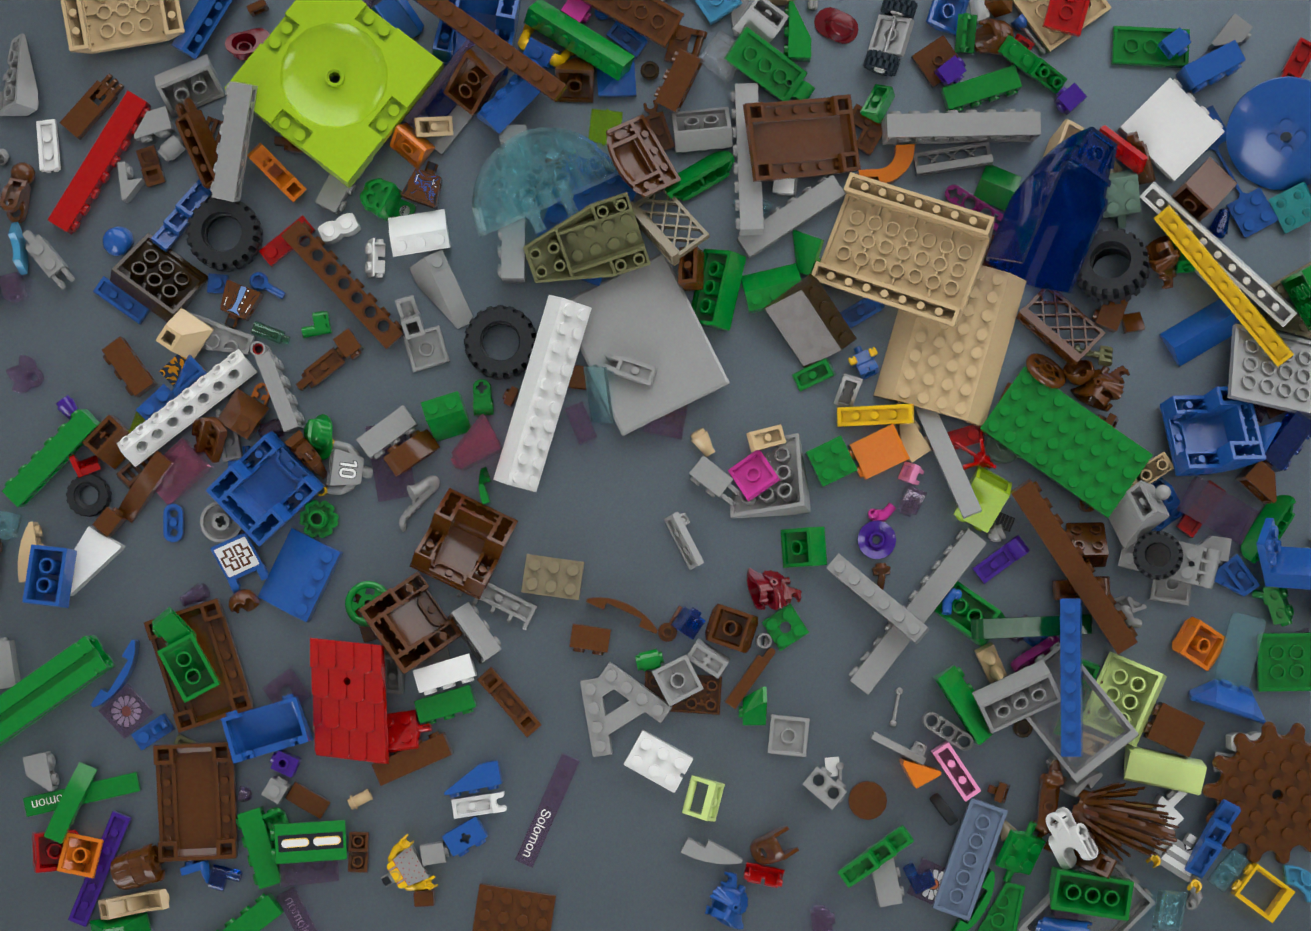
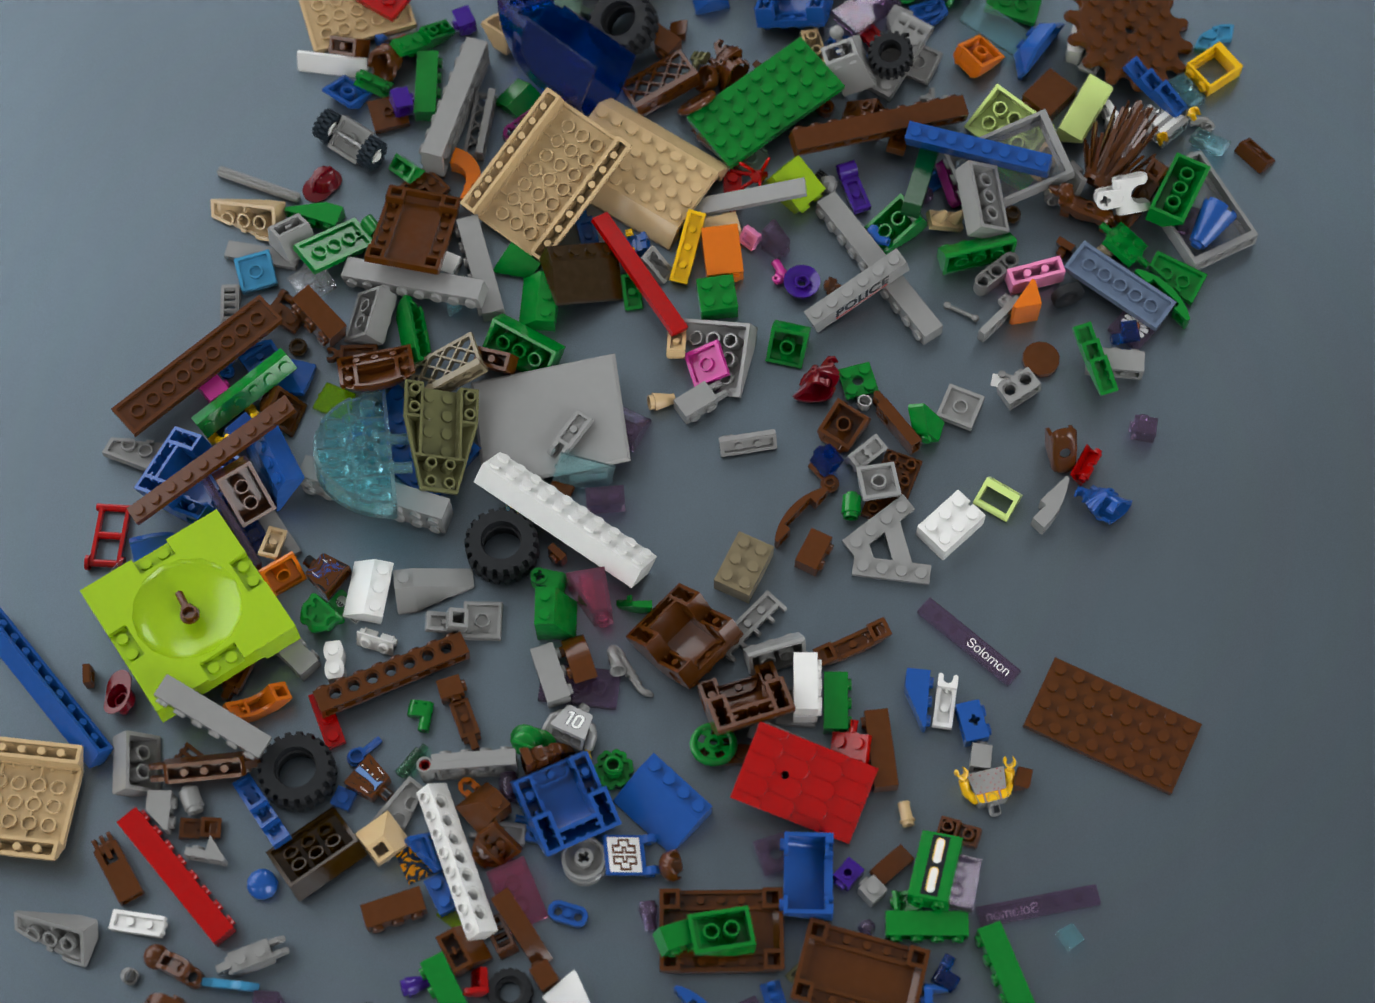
camera: 75 degrees left, 20 degrees down
(121, 300) = (323, 899): blue tile -> none
(328, 79) = (189, 613): none -> reddish brown plate
(827, 377) = (639, 274): none -> red tile

